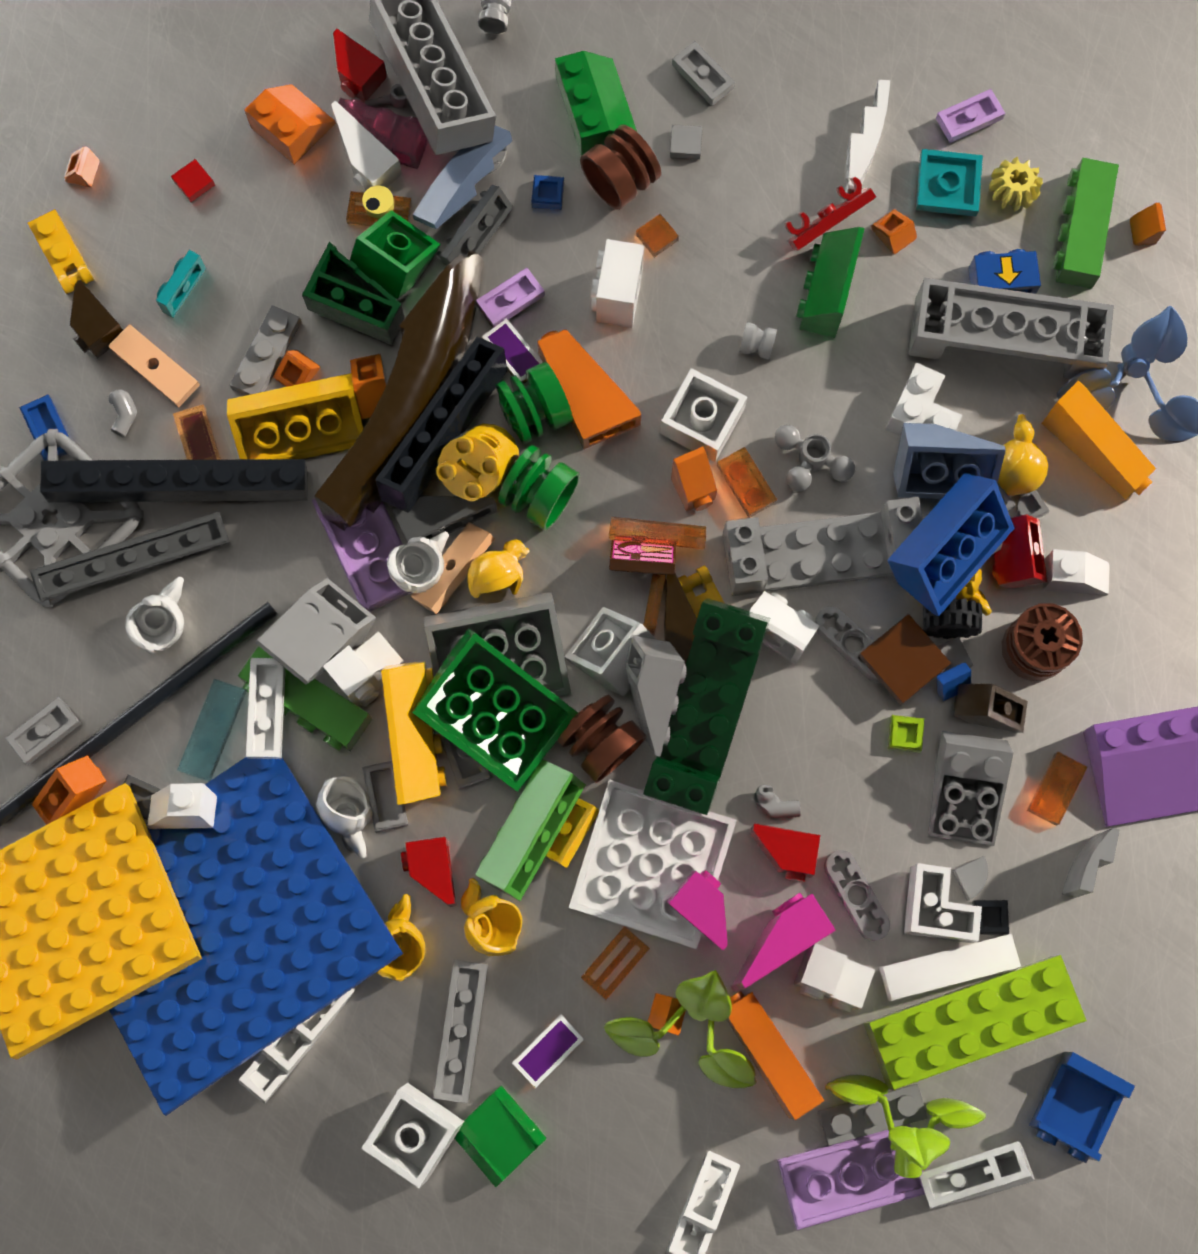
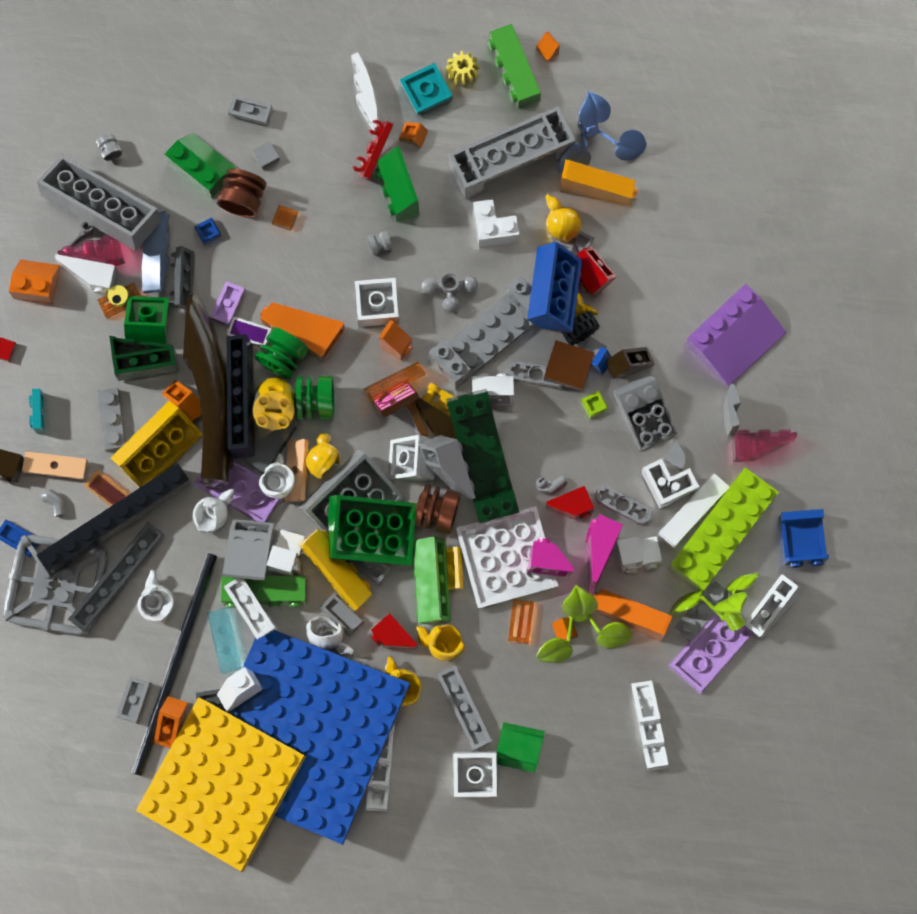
camera: 30 degrees left, 0 degrees up
(295, 369) = (135, 418): orange slope -> none
(307, 551) = (212, 512): none -> white hair
(357, 67) = (54, 227): red slope -> none
(548, 1050) = (516, 688): dark purple tile -> none
(617, 283) = (284, 259): white brick -> none
(746, 482) = (423, 324): clear orange plate -> none
(936, 457) = (517, 247): sand blue slope -> none
(970, 115) = (413, 43): lavender plate -> none
(993, 917) = (700, 470): black tile -> none
(1008, 271) = (489, 121): blue brick -> none
(1024, 646) = (634, 322): copper wheel -> none
(1057, 788) = (690, 383): clear orange plate -> none
(1076, 572) = (629, 262): white slope -> none
(1092, 932) = (754, 446): none -> clear pink slope

